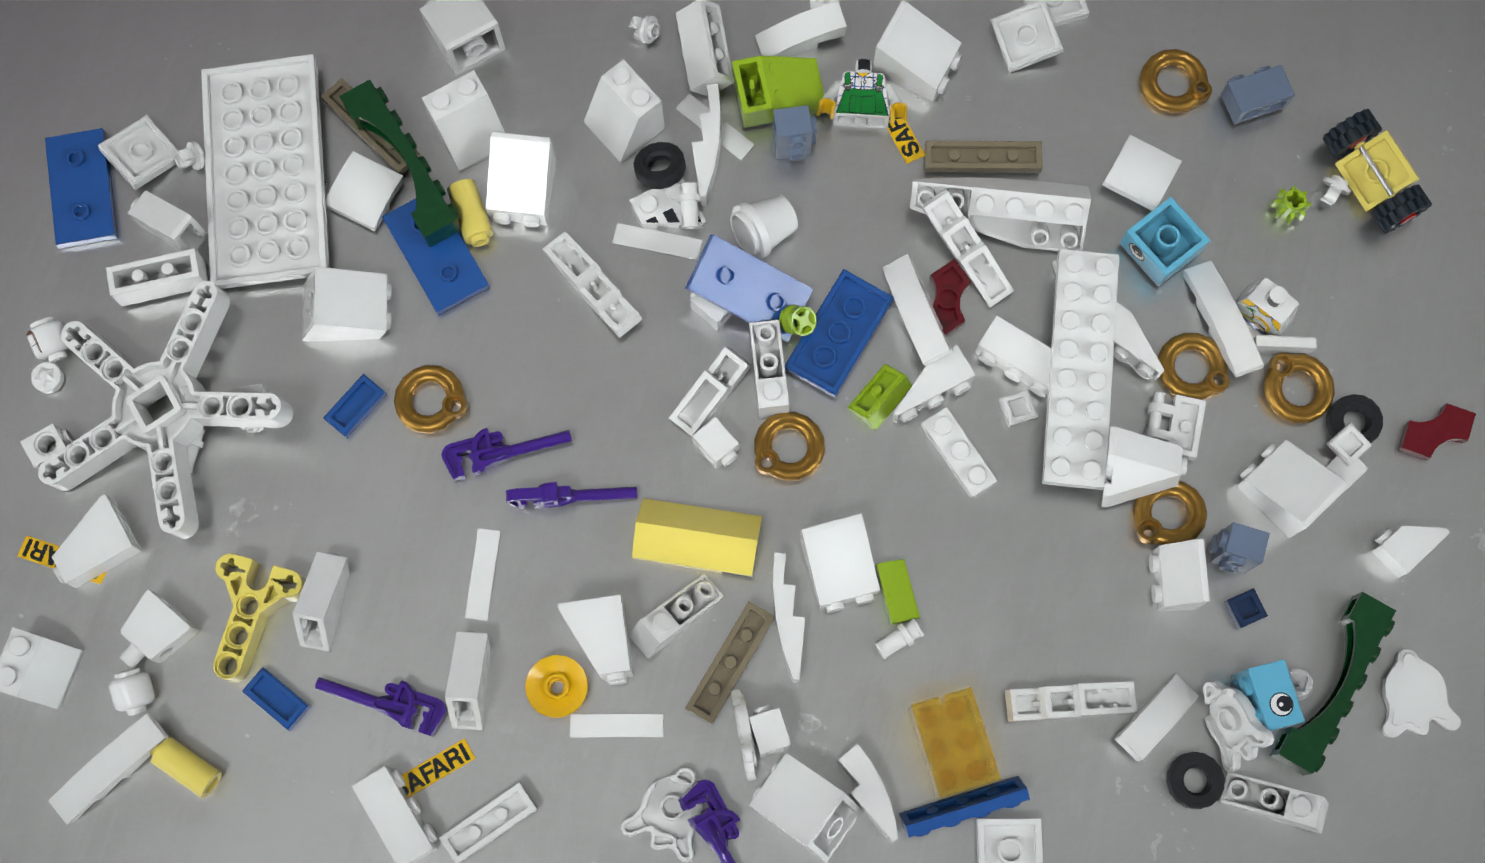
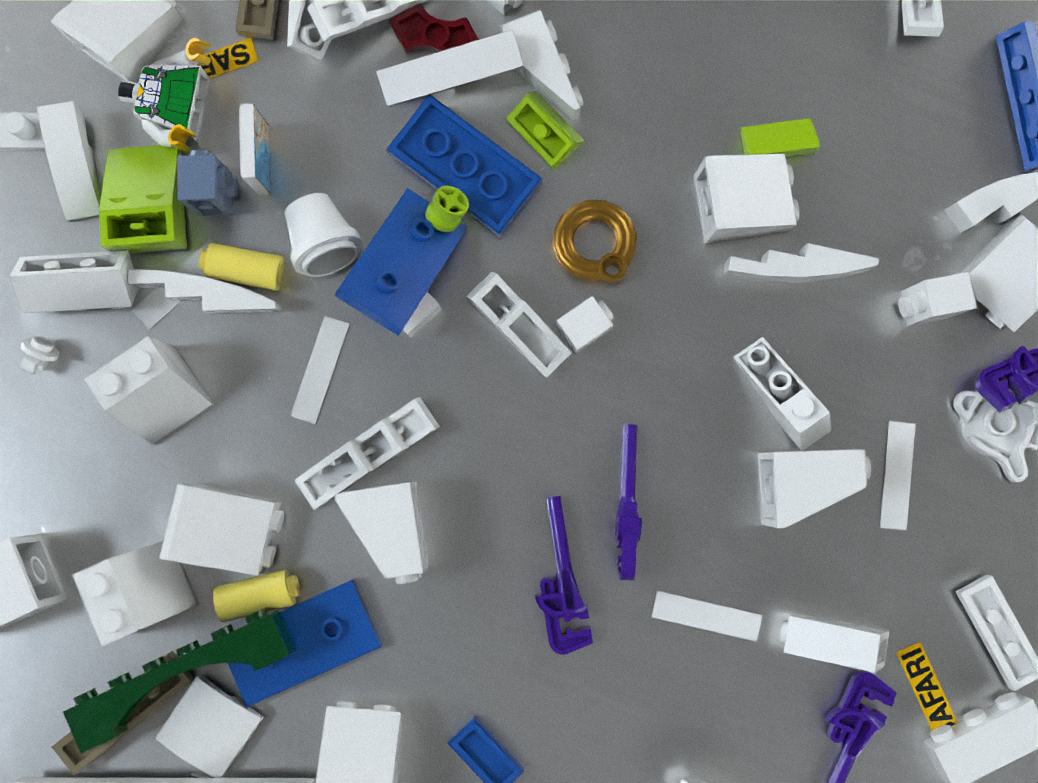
camera: 85 degrees left, 10 degrees up
(445, 416) = (518, 656): pearl gold piece -> none
(531, 305) = (389, 528): none -> white slope
(543, 676) = (870, 545): yellow dish -> none
(661, 208) = (277, 351): white wing -> none
(663, 178) = (205, 354): black tyre -> none
(688, 205) = (283, 323): white pin -> none
(696, 537) = (692, 357): light yellow slope -> none
(730, 663) = (844, 337): dark tan plate -> none
(732, 170) = (242, 266): none -> light yellow brick
(744, 733) = (935, 327): white tile -> none
(769, 368) = (501, 250): white slope -> none
(826, 166) = (254, 149): none -> tile
(899, 638) = (834, 143): white pin -> none
(954, 743) = (965, 95): clear yellow piece -> none
(958, 453) = (623, 48): white plate -> none

